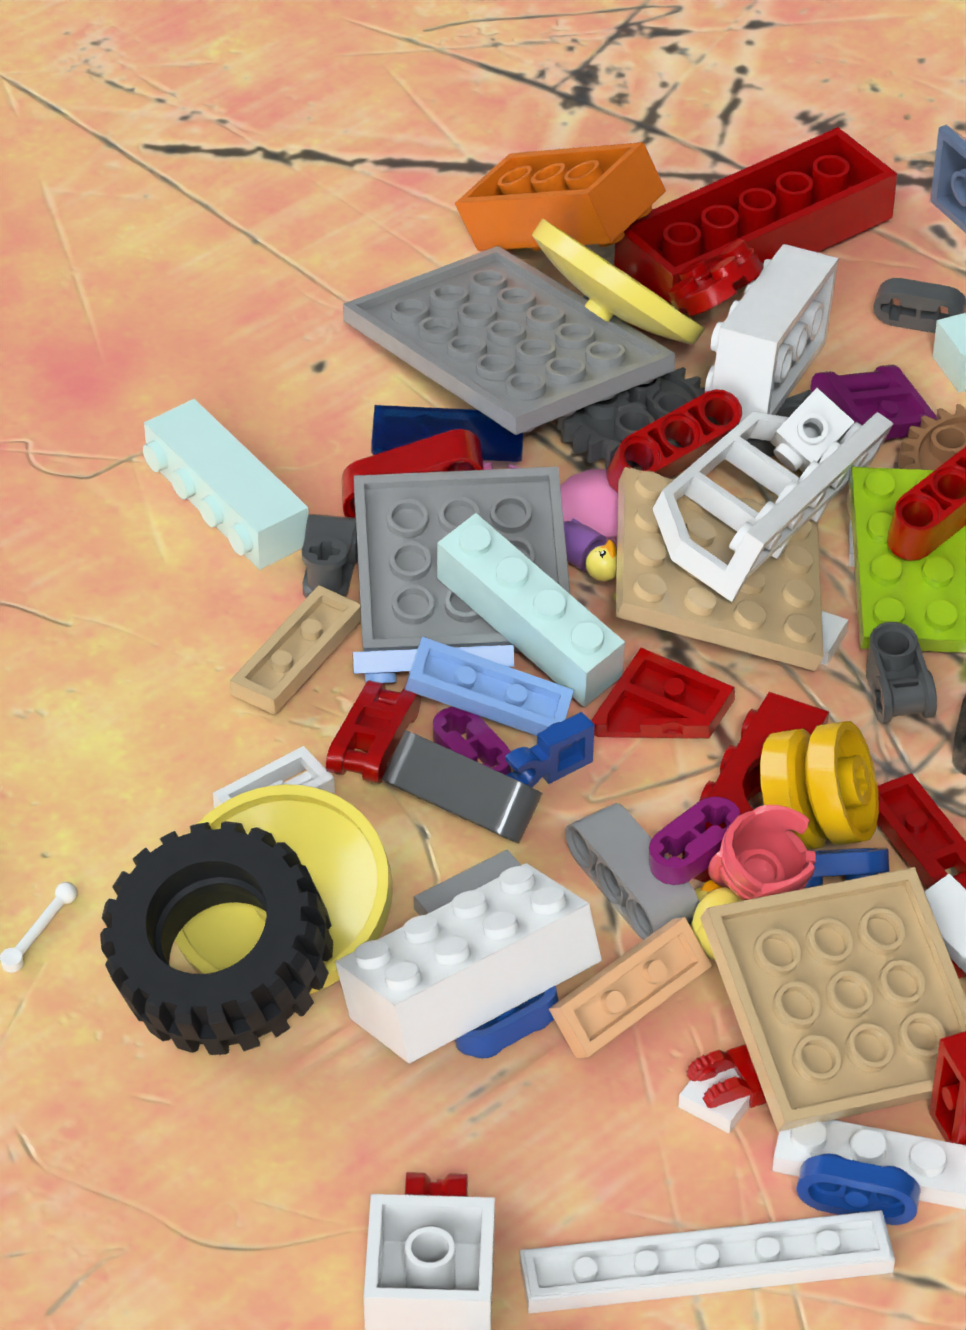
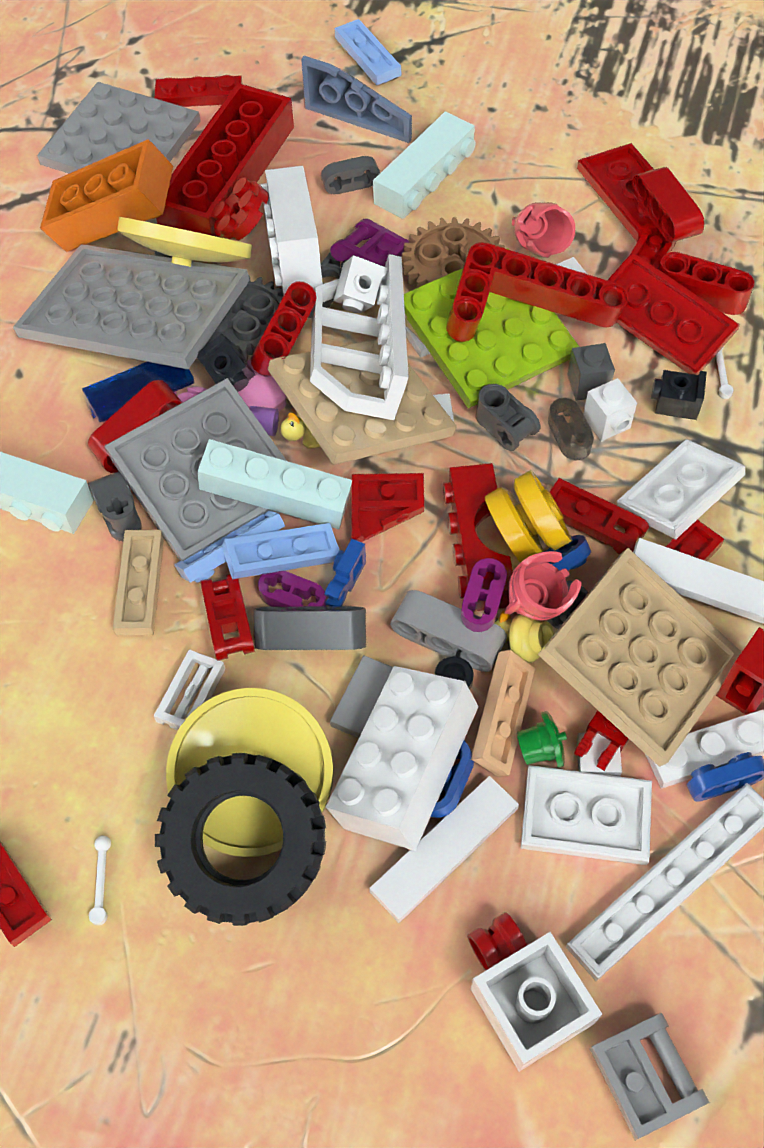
camera: 30 degrees left, 15 degrees up
(452, 1090) = (443, 849): none -> white tile
(576, 449) = (225, 361): none -> black brick
(611, 926) = (456, 668): none -> black tile
(653, 1146) = (587, 815): none -> white tile
(656, 1039) = (542, 742): none -> green piece
(681, 125) = (113, 121): none -> light grey plate
(786, 118) = (196, 90): none -> red plate

